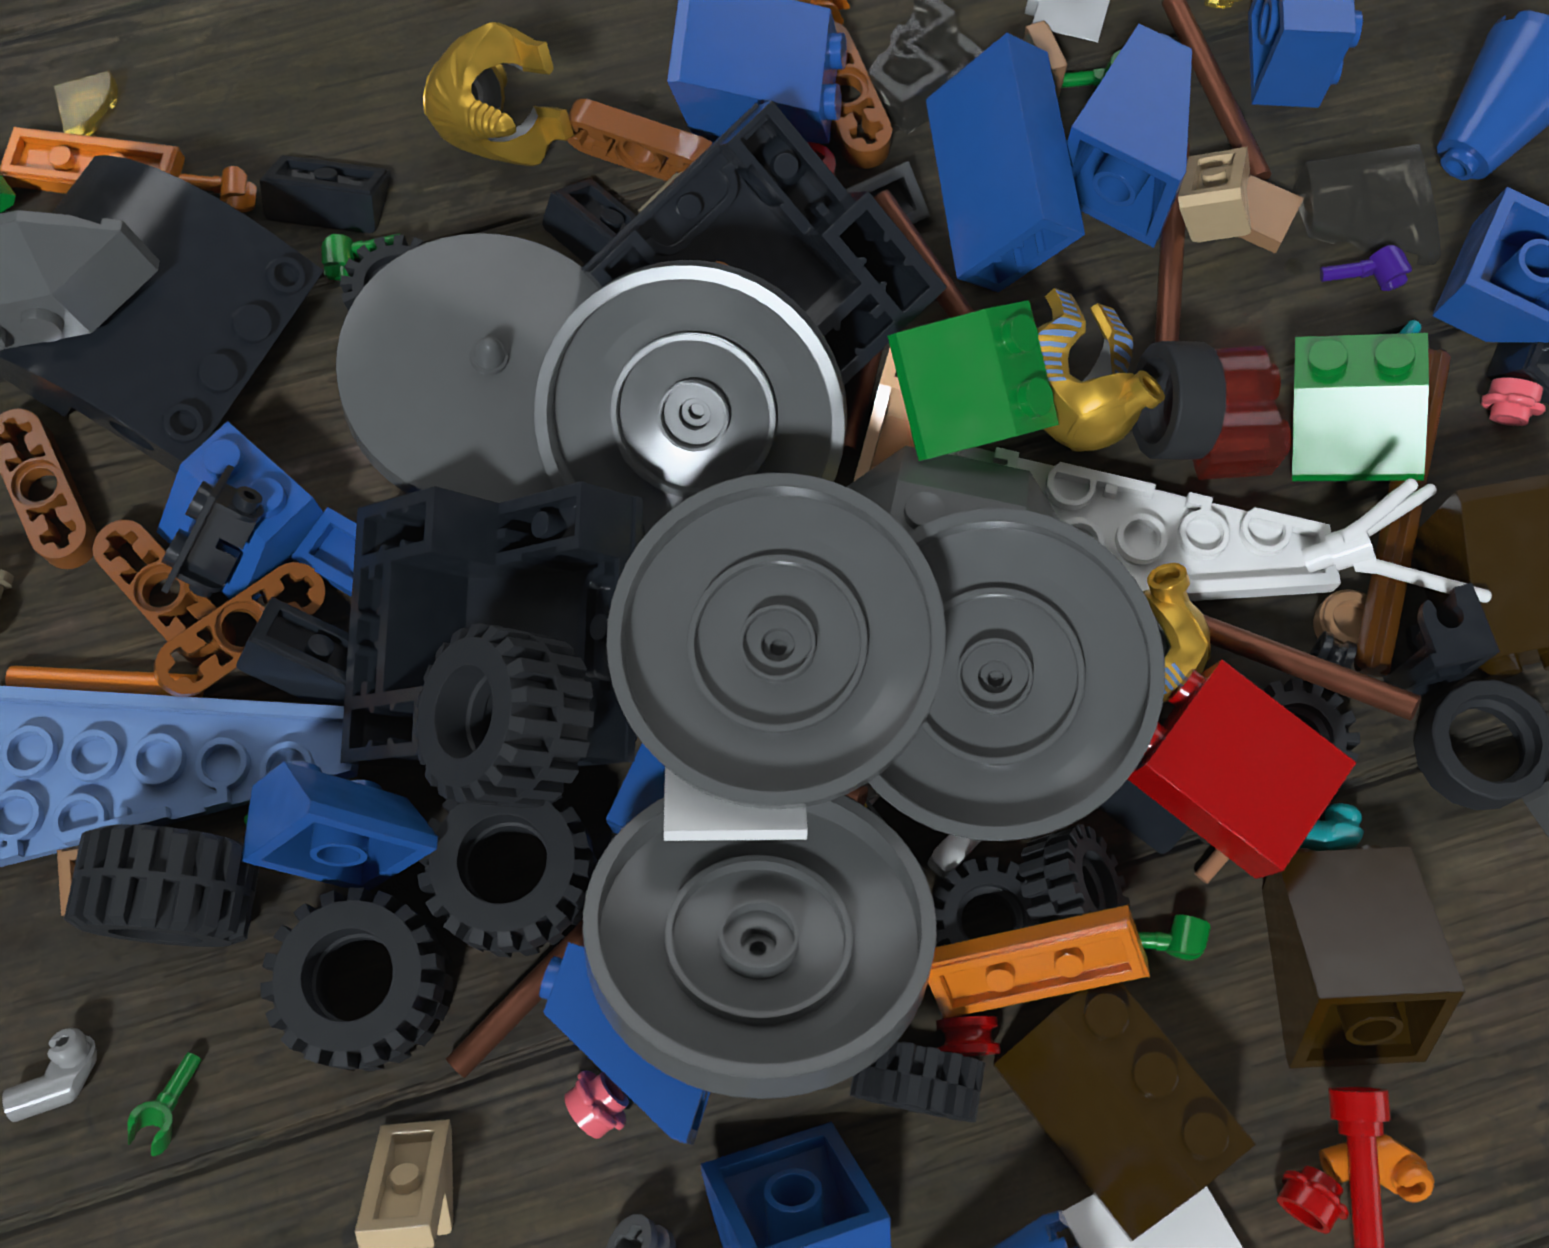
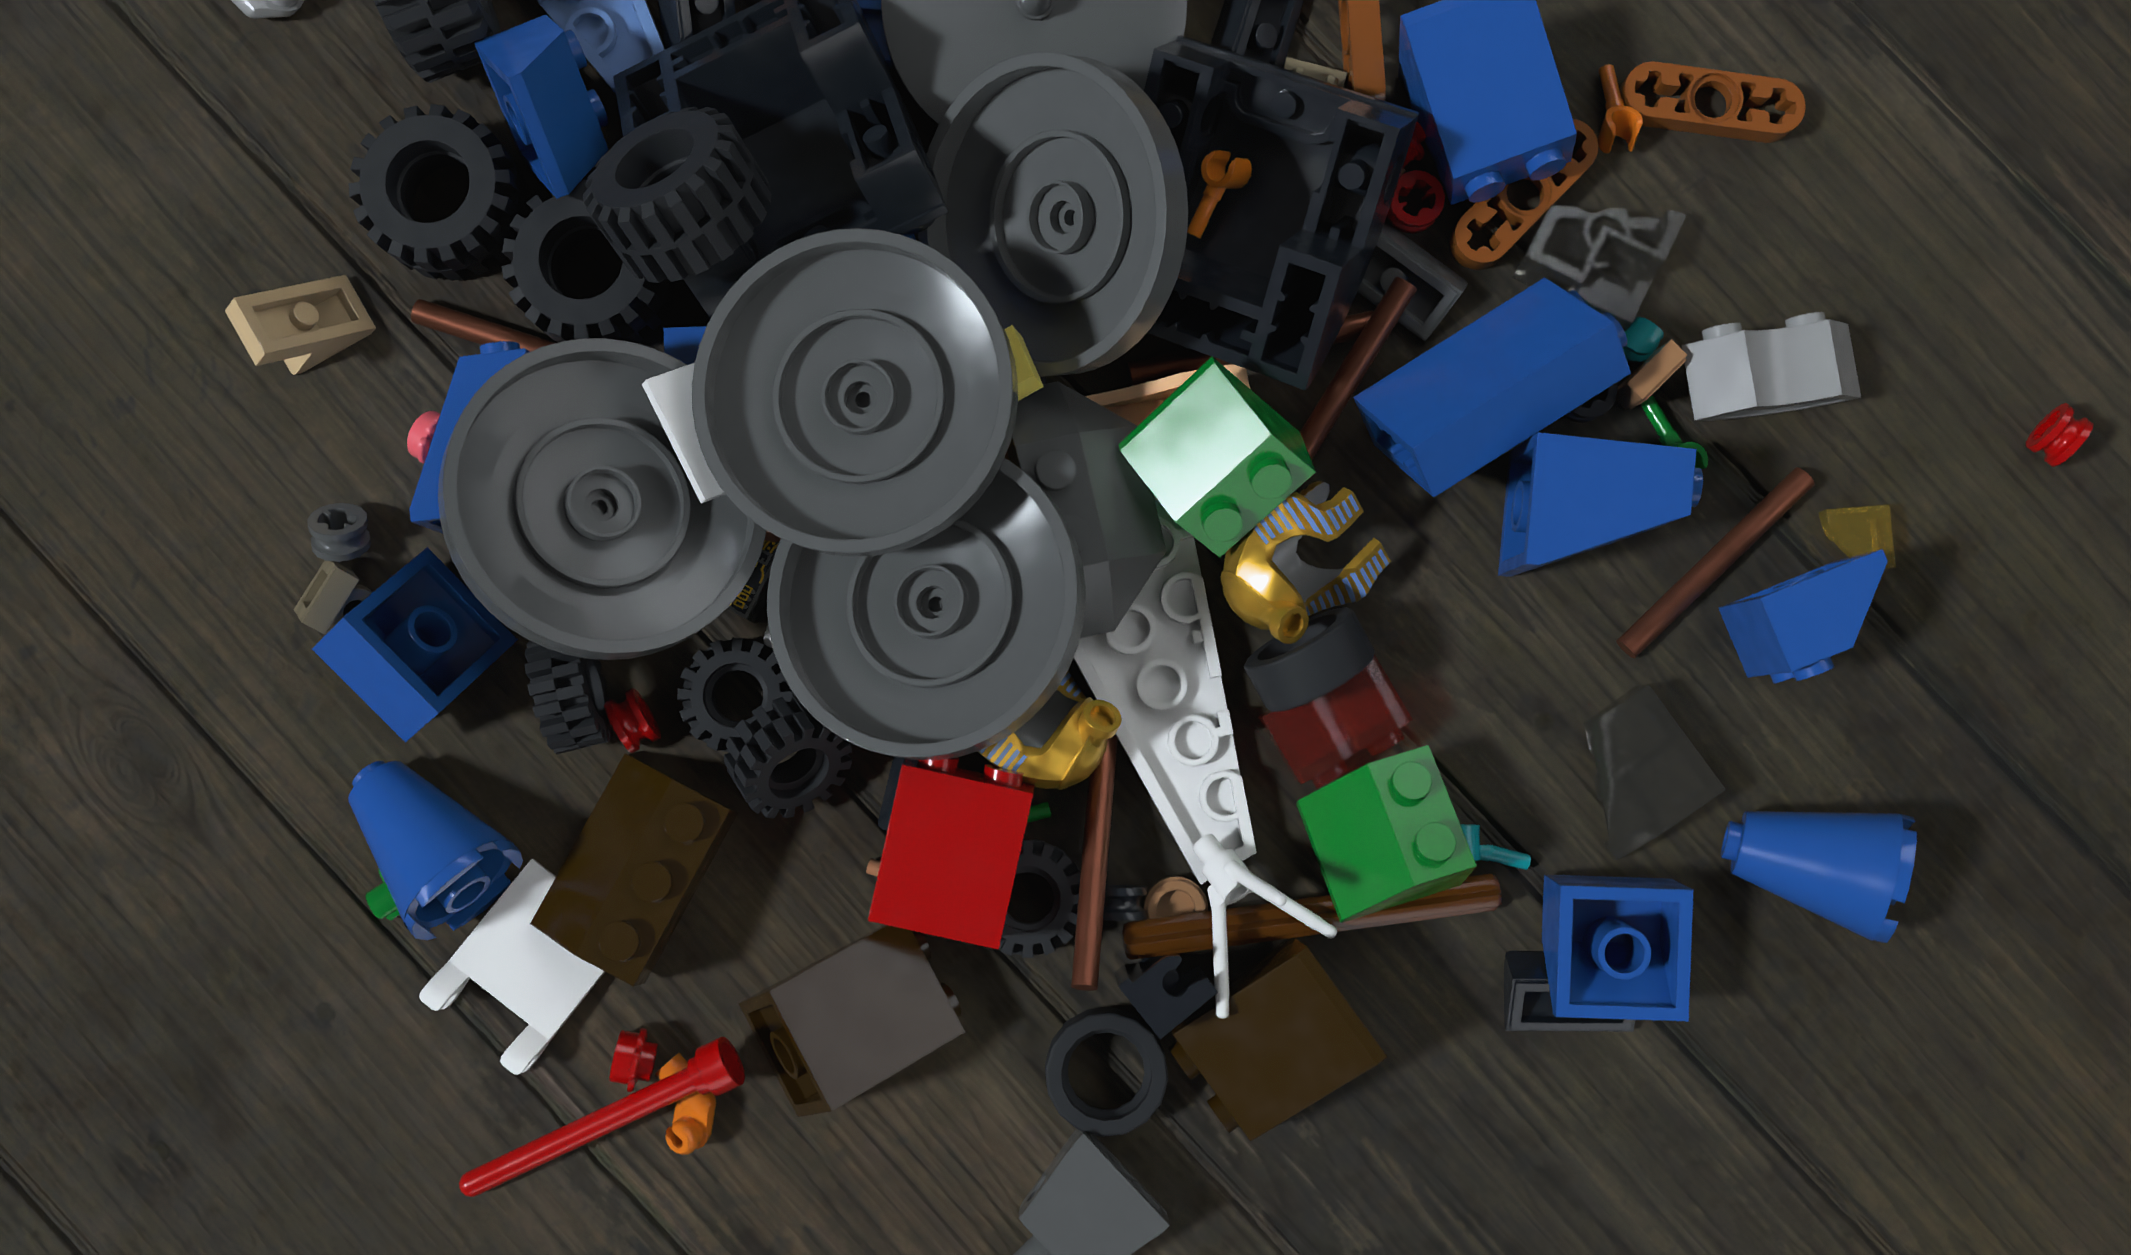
camera: 60 degrees right, 15 degrees up
(160, 1111) = (278, 92): green hand -> none
(1037, 962) = (702, 746): orange tile -> none
(1171, 275) = (1505, 591): copper bar -> none
(1186, 939) = (803, 873): green hand -> none
(1215, 195) = (1575, 605): tan slope -> none
(1270, 213) = (1583, 666): medium nougat tile -> none
(1338, 830) = (961, 970): teal arm -> none
(1387, 265) = (1579, 810): dark purple hand -> none
(1513, 401) = (1479, 983): coral plate -> none

